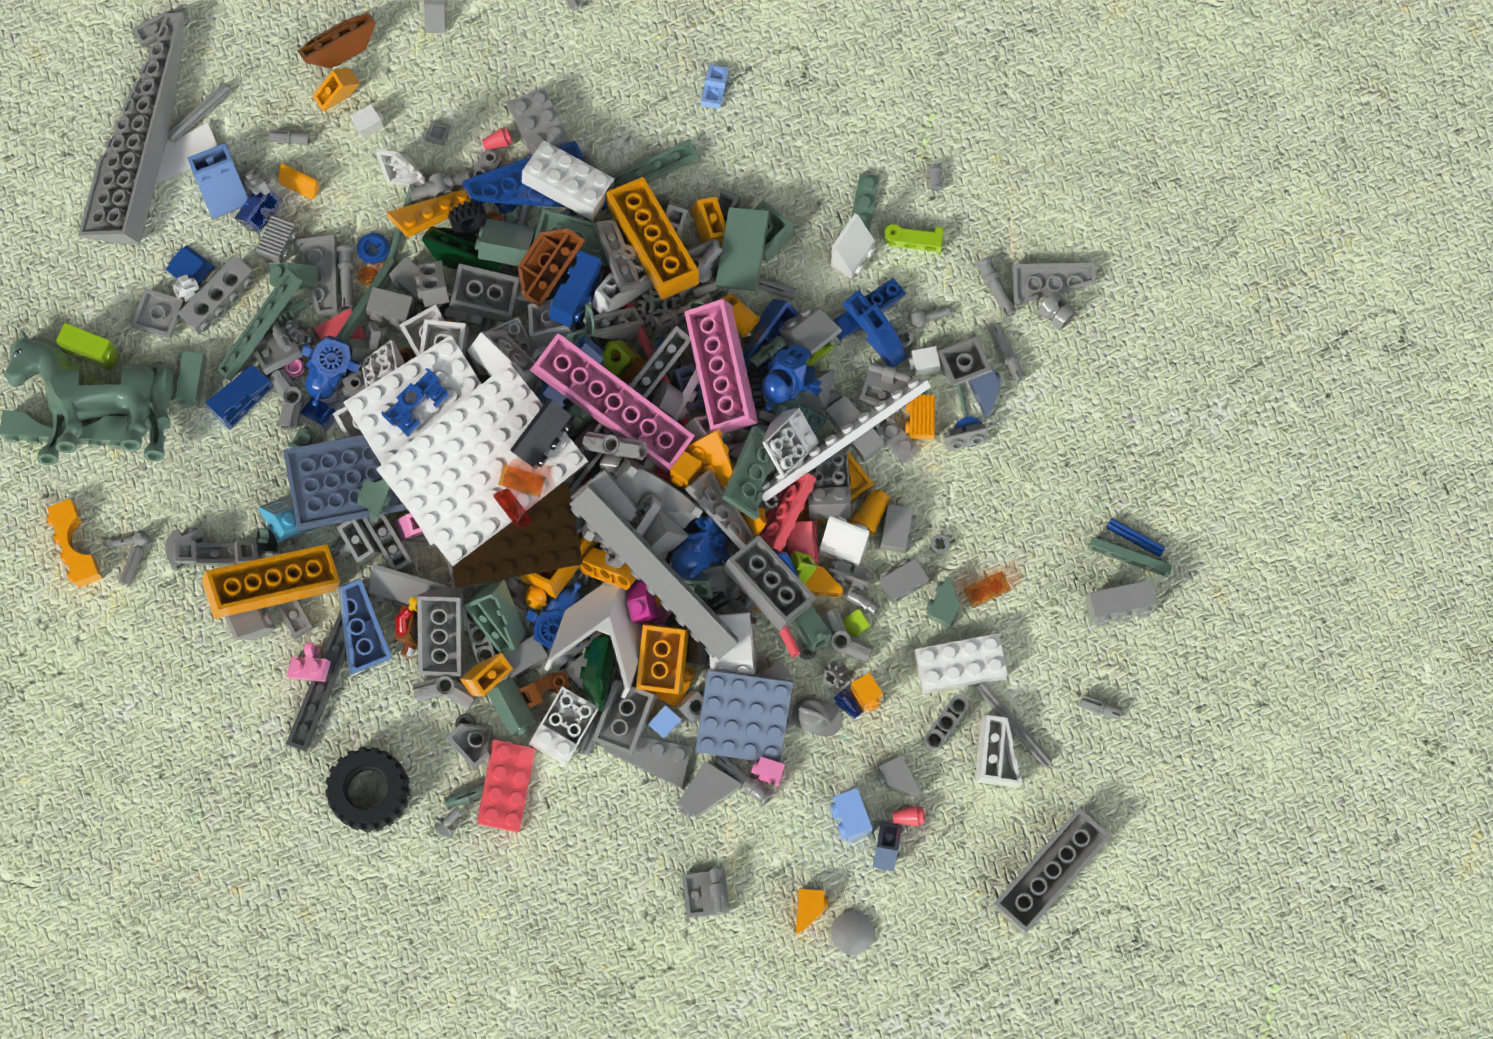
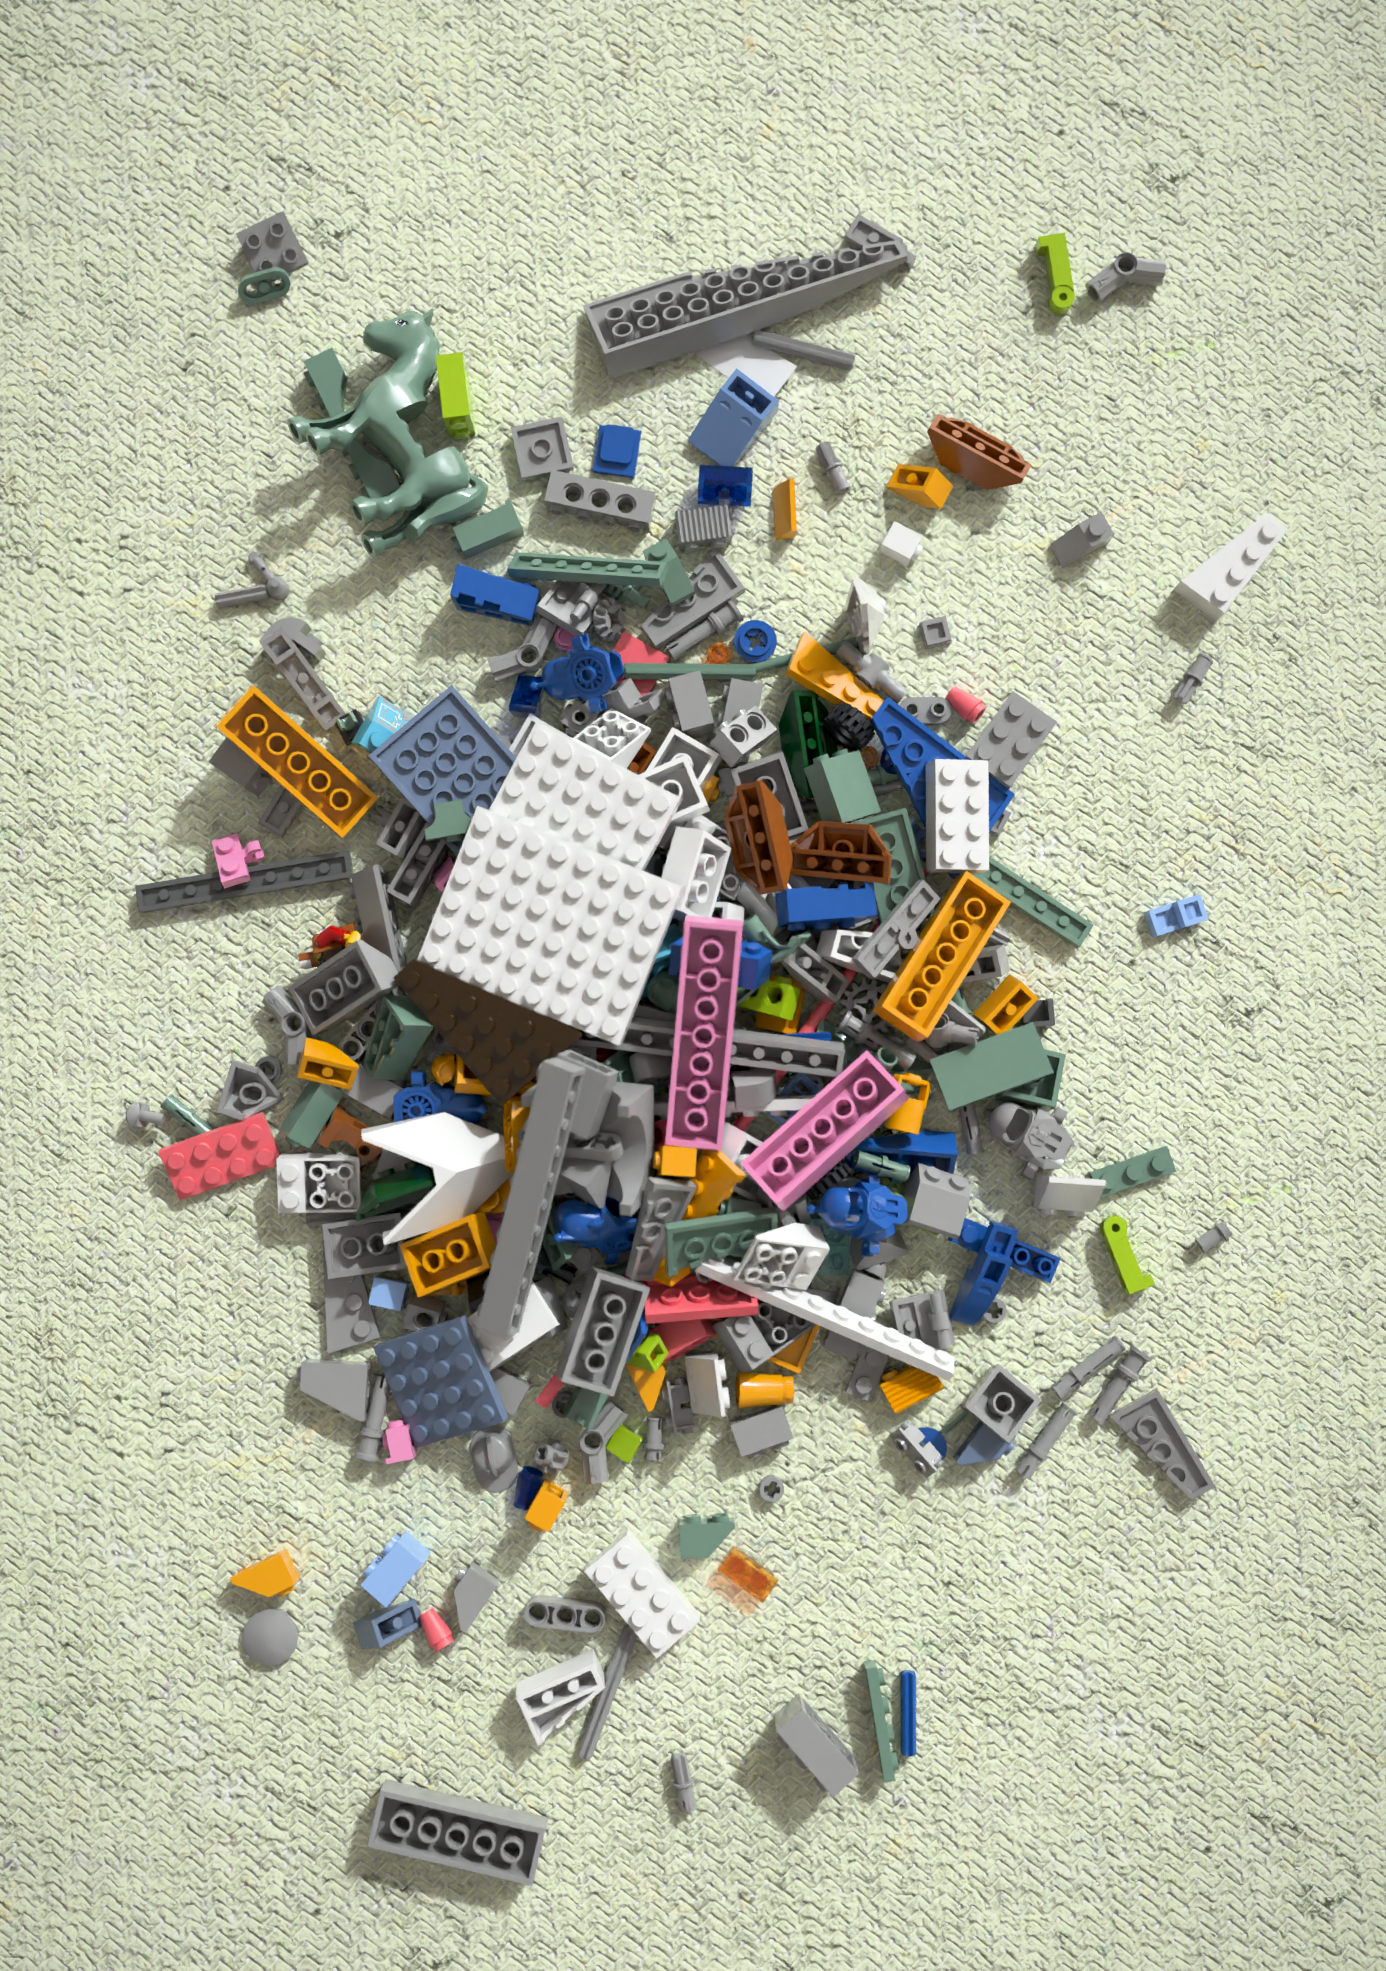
camera: 60 degrees right, 10 degrees up
(65, 519) = (249, 492): light orange arch -> none
(186, 287) = (587, 461): white gear -> none
(257, 181) = (755, 464): light grey hinge -> none
(303, 438) = (486, 699): sand green bracket -> none
(352, 765) = (96, 1000): black tyre -> none
(361, 629) = (299, 897): medium blue wedge -> none
(425, 386) = (558, 792): blue piece -> none
(505, 308) = (758, 837): none -> dark orange wedge
(513, 508) = (513, 992): clear red slope -> none
(522, 481) = (551, 983): clear orange plate -> none
(543, 434) = (613, 979): black slope -> none
(625, 447) = (657, 1080): light grey piece -> none
(641, 604) = (492, 1196): dark pink slope -> none
(705, 893) = (223, 1449): light grey plate -> none
(802, 250) = (1031, 1135): none -> light grey helmet
(903, 580) = (704, 1472): light grey brick -> none
(920, 318) = (1030, 1315): light grey piece -> none
(924, 361) = (980, 1350): white brick -> none
(976, 309) = (1084, 1370): none -> light grey pin
(1057, 310) = (1130, 1474): light grey wheel -> none

